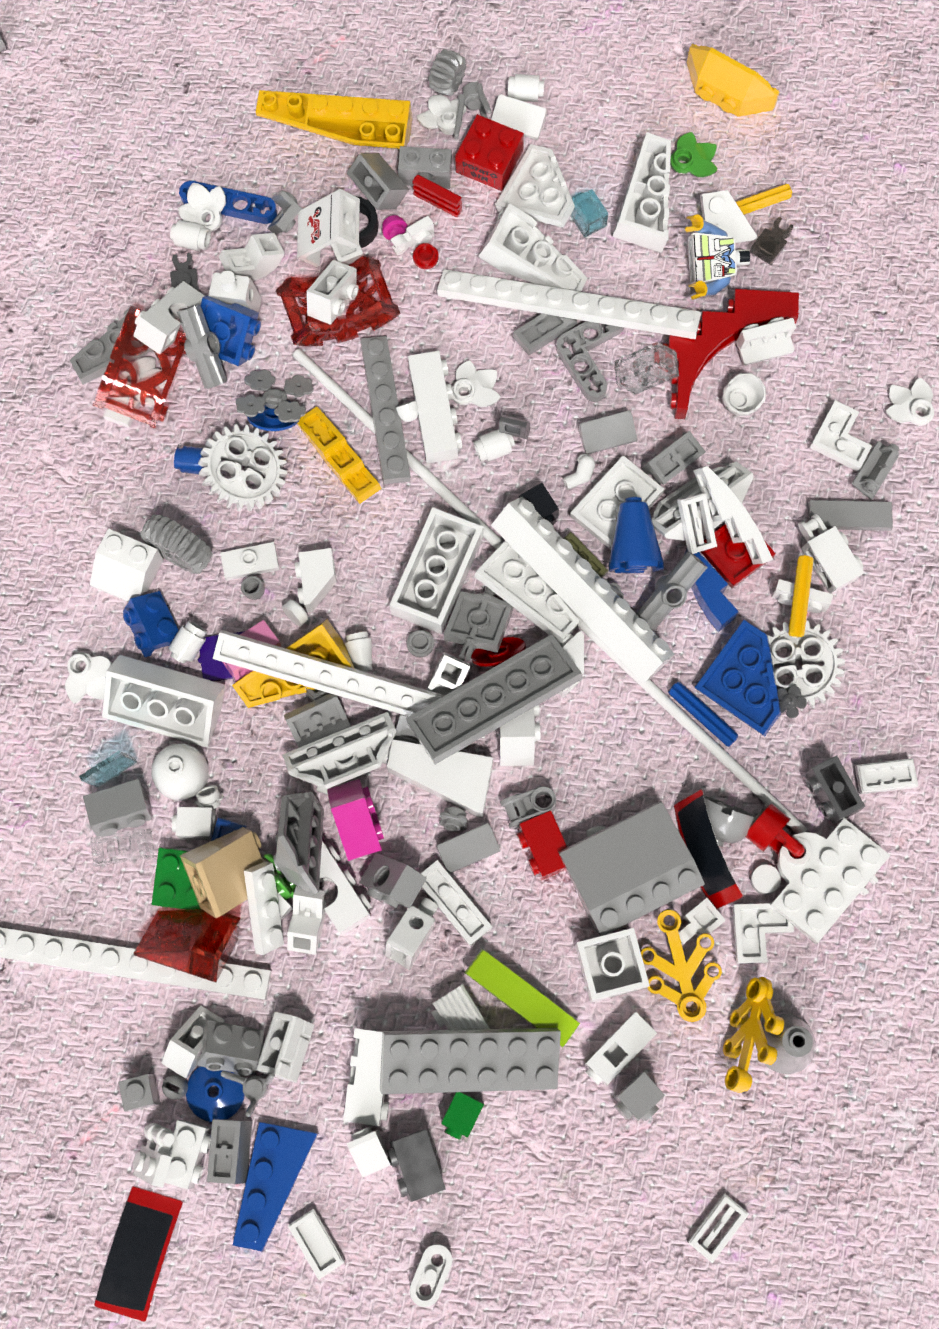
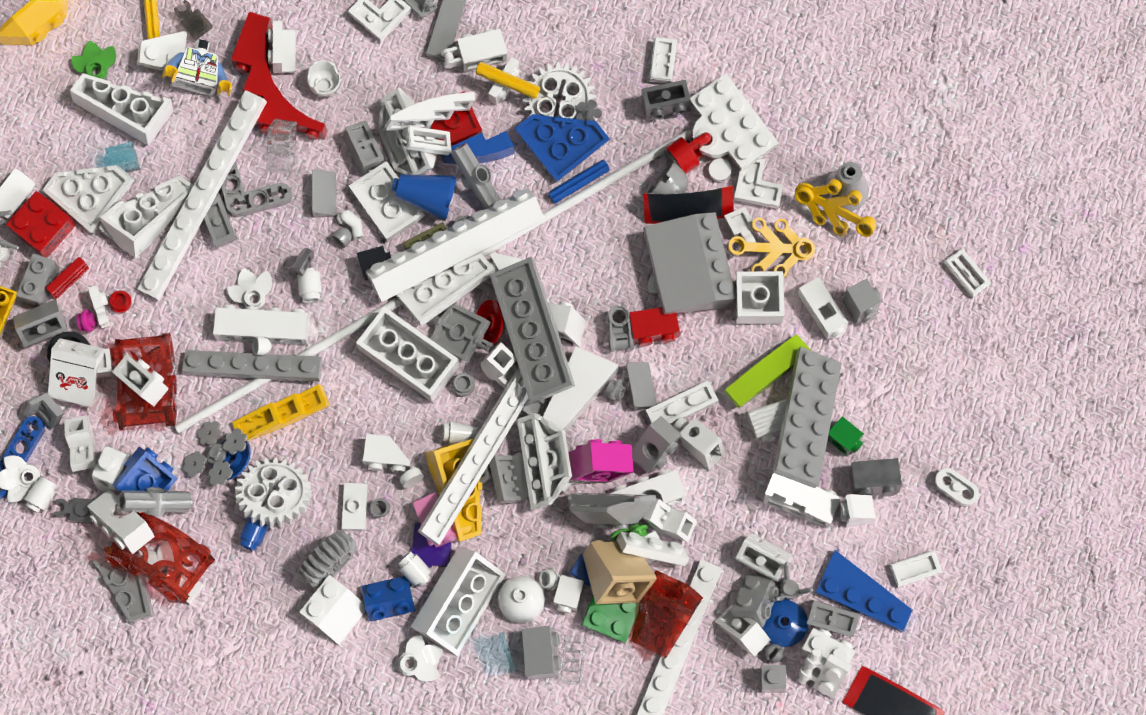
camera: 75 degrees left, 0 degrees up
(561, 466) = (342, 236): none -> light grey hinge

